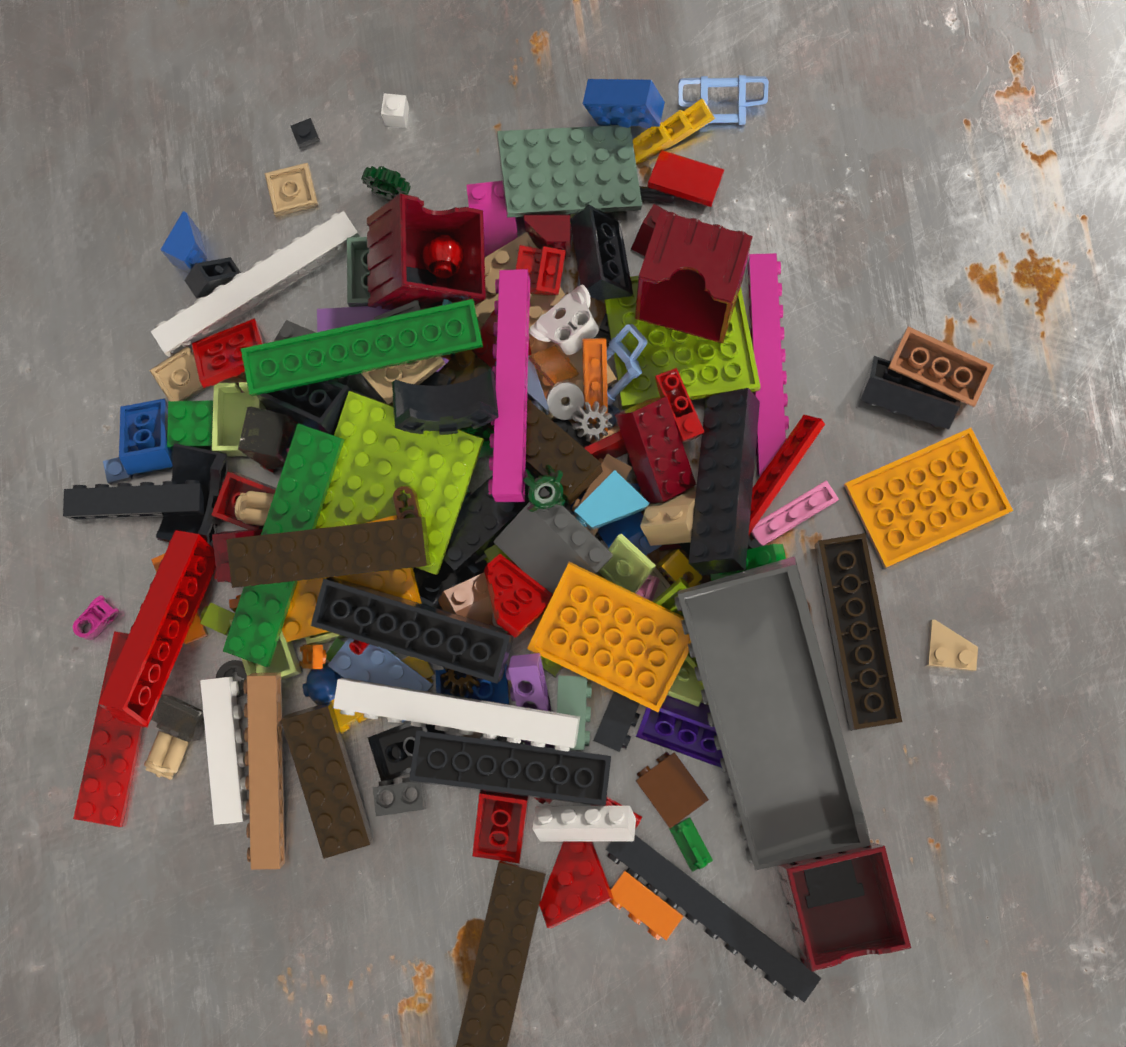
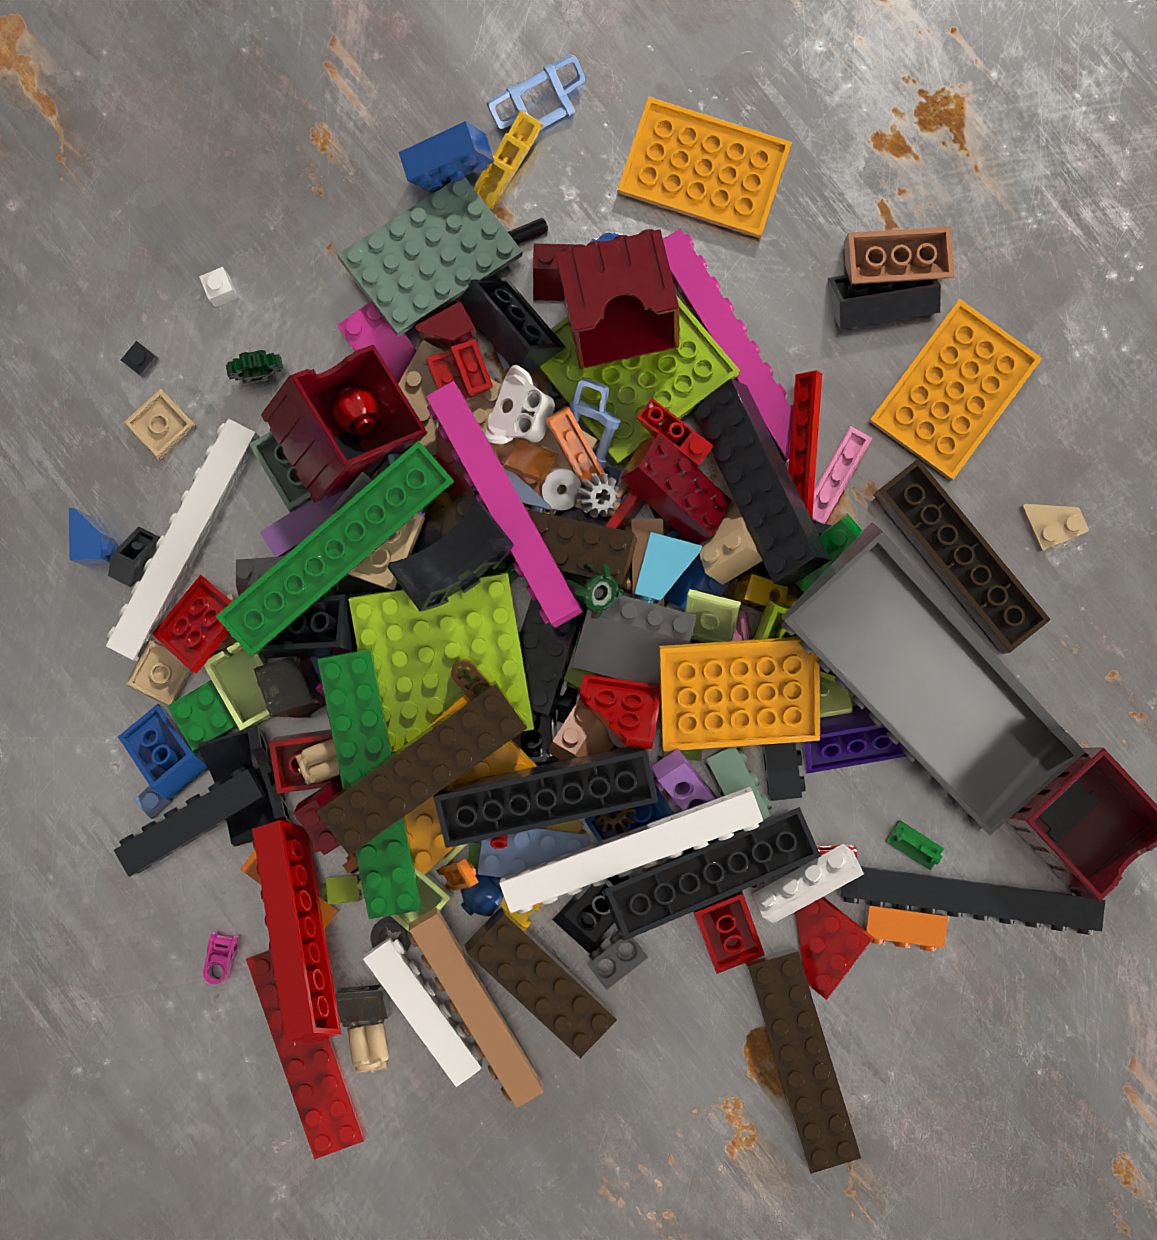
camera: 35 degrees left, 5 degrees up
(671, 789) = (868, 804): reddish brown brick -> none
(685, 178) = (548, 199): red tile -> none
(822, 218) = (704, 167): none -> light orange plate

